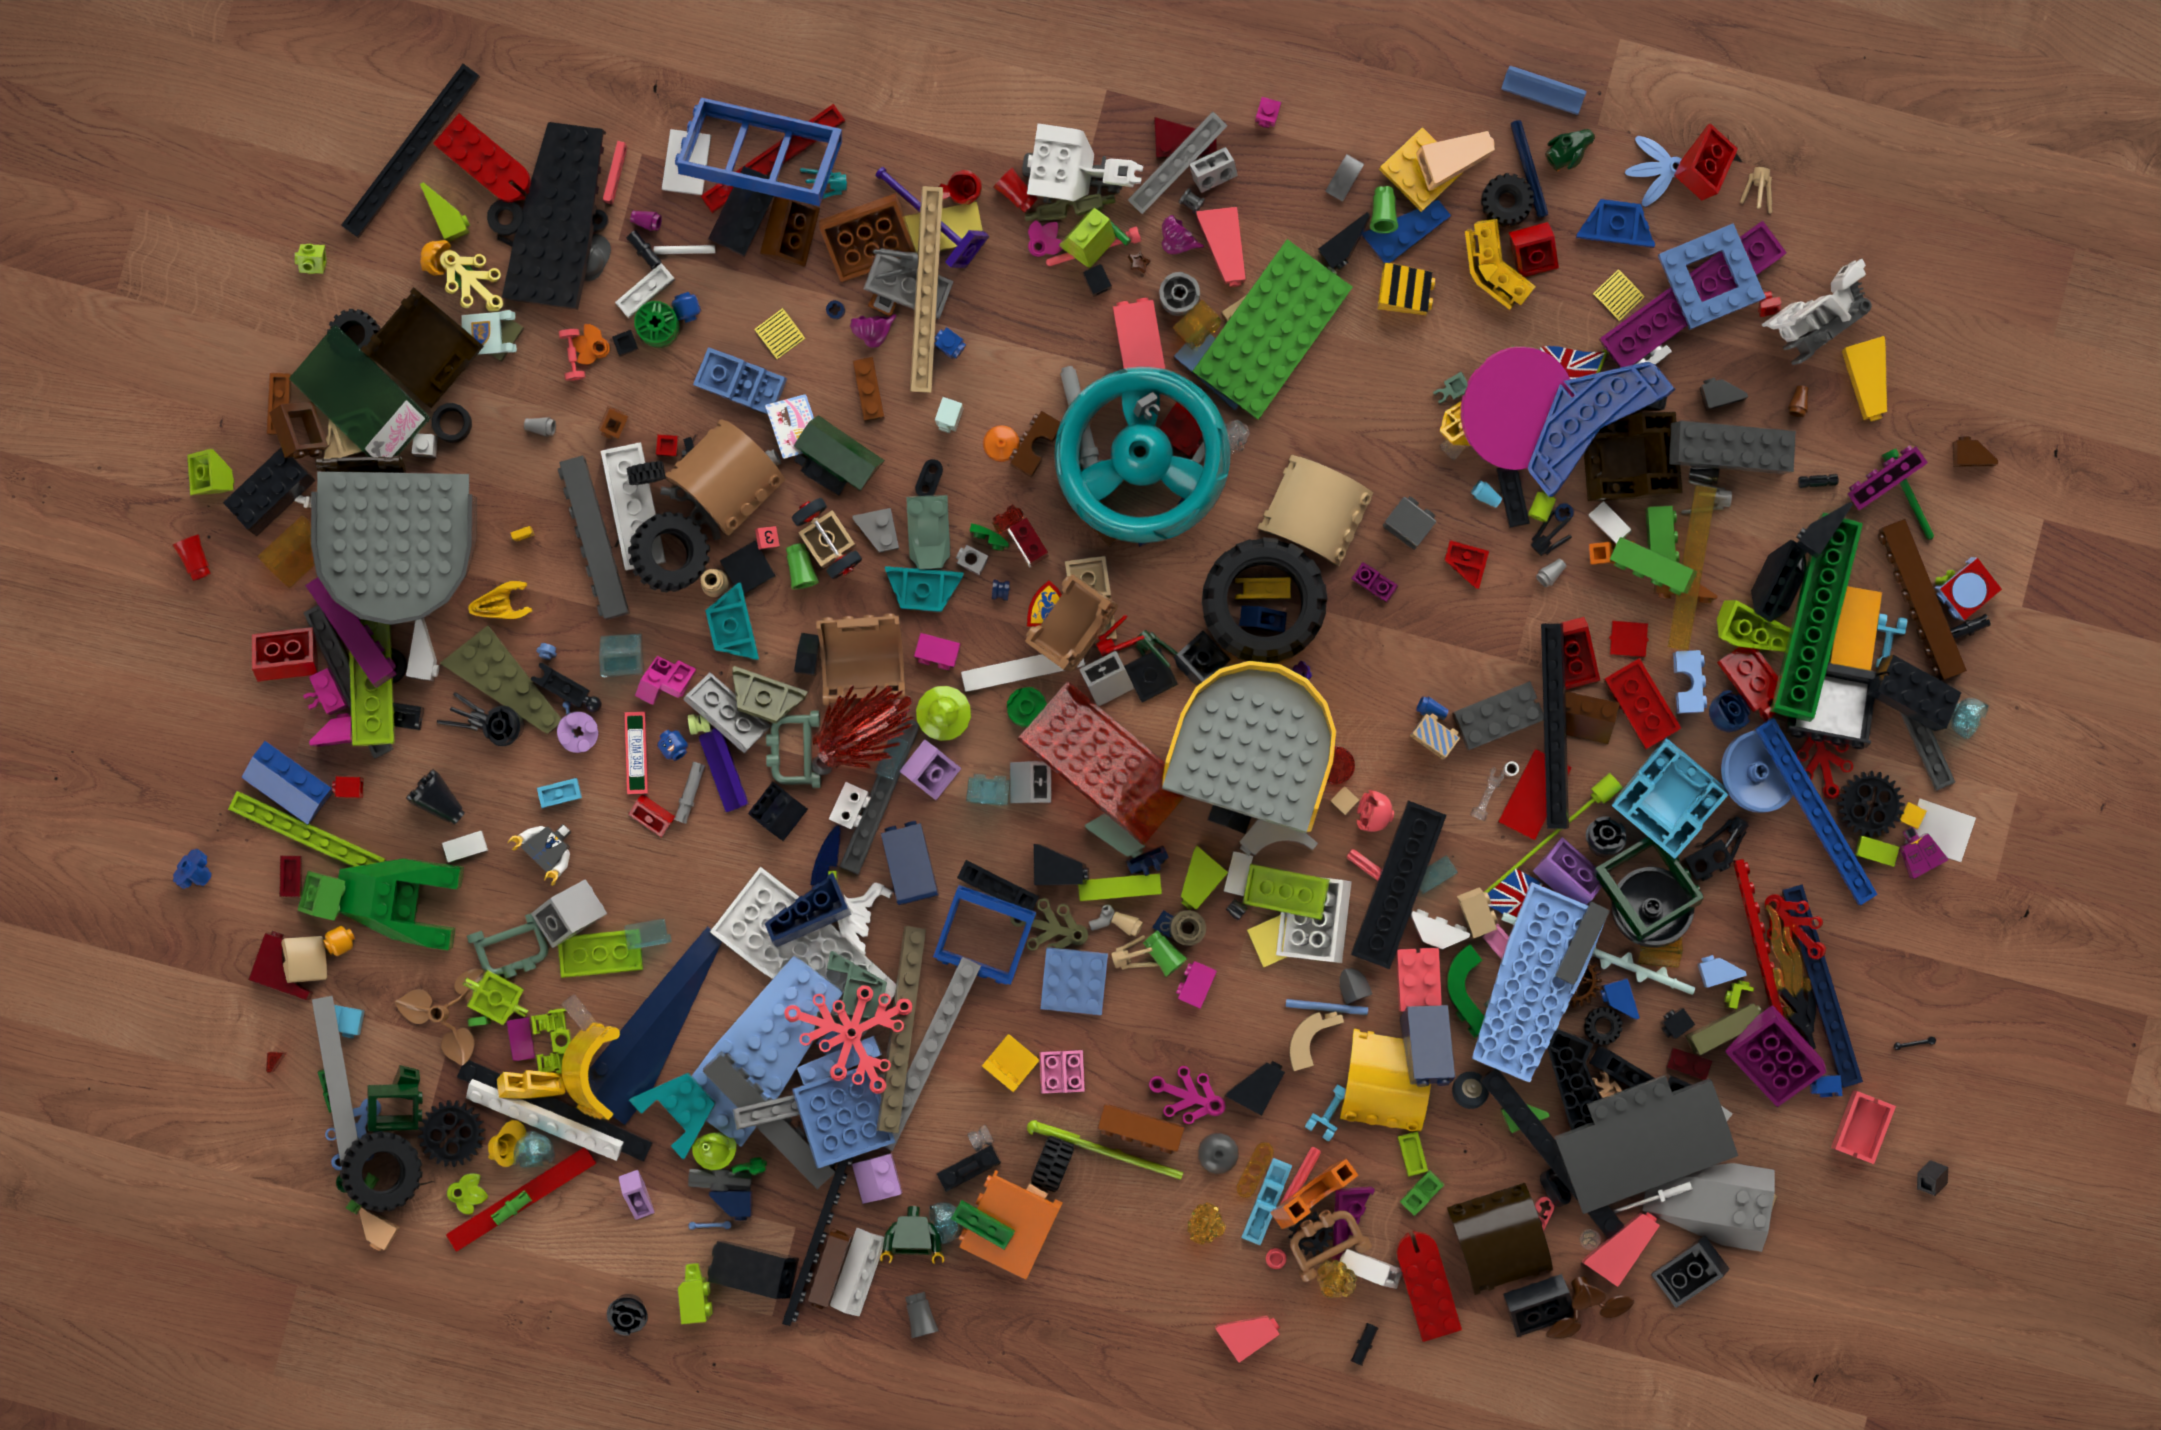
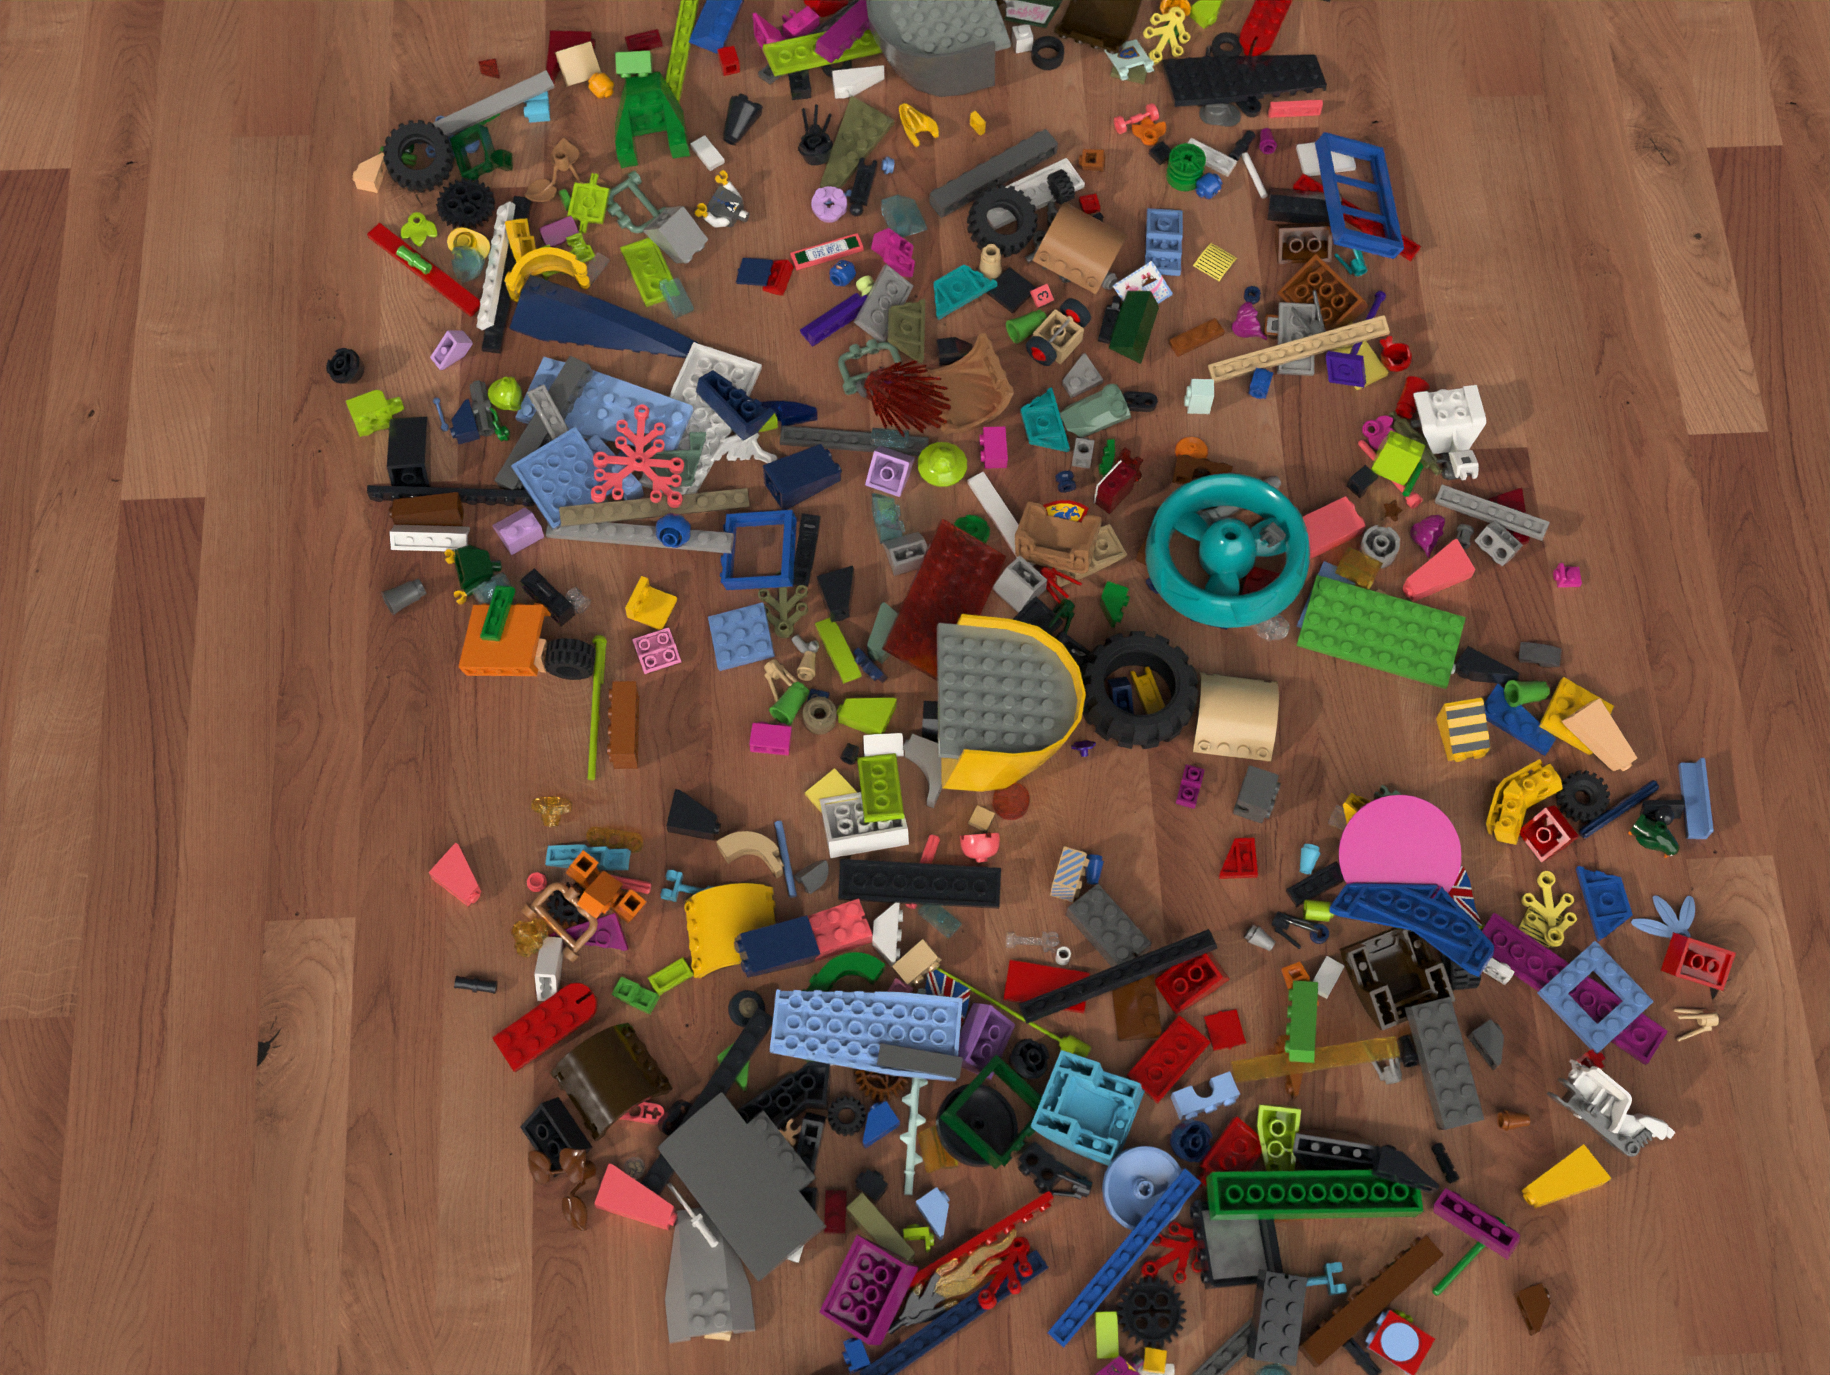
camera: 65 degrees right, 20 degrees down
(541, 426) = (1070, 114): light grey cone -> none
(559, 793) = (774, 205): medium azure plate -> none
(637, 839) = (754, 271): none -> dark blue piece
(685, 1102) = (539, 363): teal wing -> none
(689, 793) = (806, 297): light grey pin -> none
(777, 811) = (813, 365): black slope -> none
(846, 804) = (836, 415): white brick -> none
(941, 1018) = (674, 526): none -> blue plant
(1153, 589) = (1112, 602): none -> green slope
(1190, 1096) = (666, 765): dark pink plant -> none
(1218, 1153) = (620, 803): dark grey cylinder -> none
(1323, 1201) = (600, 894): none -> orange brick
(1547, 128) = (1663, 810): none -> black tile
(1612, 281) = (1549, 912): none -> light yellow plant
(1660, 531) = (1339, 1025): bright green brick -> none
(1690, 1271) = (630, 1275): black slope -> none
(1857, 629) = (1318, 1242): light orange tile -> none

